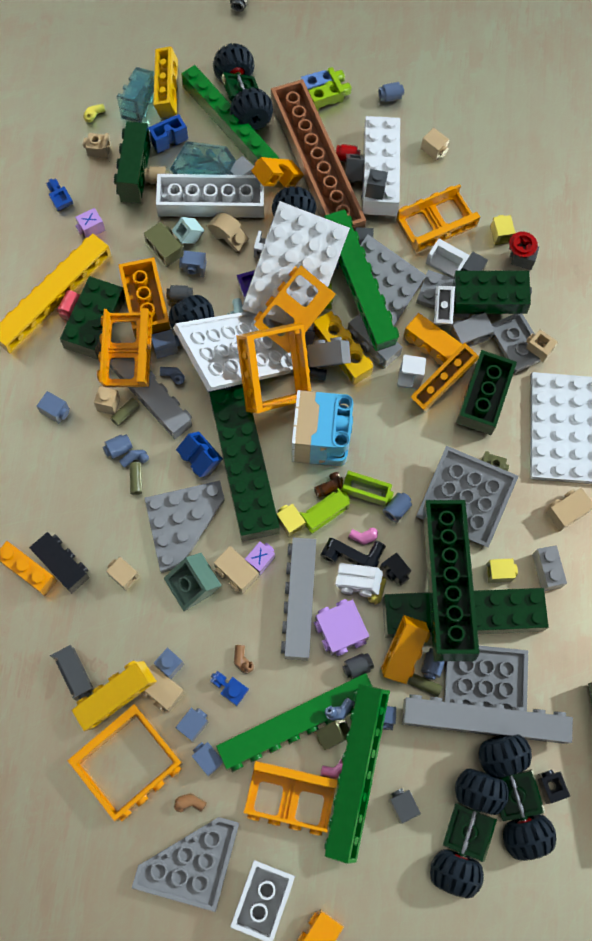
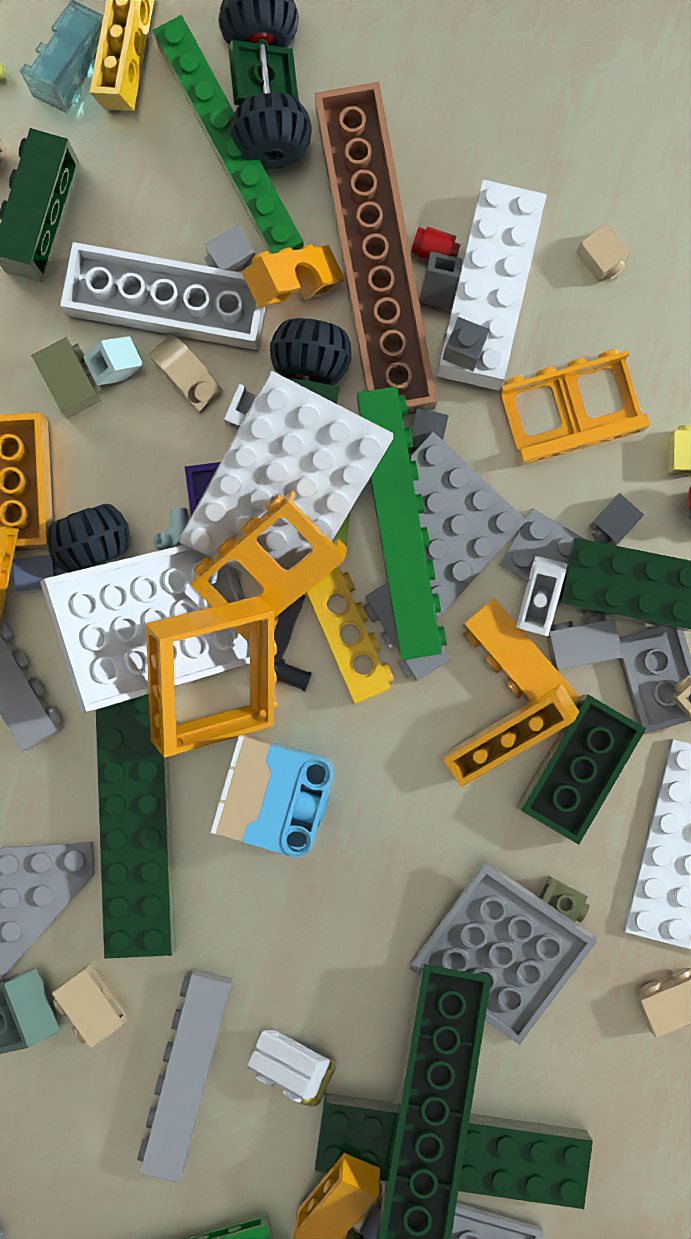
camera: 15 degrees right, 15 degrees up
(152, 171) = (76, 229): tan brick -> none
(167, 132) = (107, 150): blue brick -> none
(174, 373) = (44, 629): sand blue arm -> none
(178, 293) = (79, 482): dark grey brick -> none
(193, 262) = (113, 425): sand blue brick -> none
(199, 453) = (63, 793): blue brick -> none
(203, 159) = (159, 227): clear light blue wedge -> none
(233, 691) = (52, 1201): blue plate -> none
(240, 661) = (72, 1157): medium nougat arm -> none
(261, 557) = (133, 992): lavender brick -> none
(290, 519) = (195, 935): light yellow brick -> none
(326, 87) = (420, 98): lime hips -> none
(326, 510) = (258, 930): lime window -> none
(327, 488) = (272, 887): reddish brown arm -> none
(329, 353) = (317, 653): light grey brick -> none
(336, 549) = (313, 1033): black beam -> none
(341, 627) = (242, 1139): lavender brick -> none
(358, 665) = (259, 1204): dark grey brick -> none
(365, 537) = (315, 987): bright pink arm -> none
(367, 488) = (336, 905): lime window -> none
(391, 92) = (544, 126): sand blue brick -> none
(396, 569) = (355, 1054): black brick -> none
(397, 507) = (382, 945): sand blue brick -> none
(411, 372) = (457, 710): white panel -> none
(446, 258) = (572, 494): white panel -> none
(501, 570) = (532, 1088): light yellow brick -> none
(549, 568) = (613, 1101): light grey brick -> none

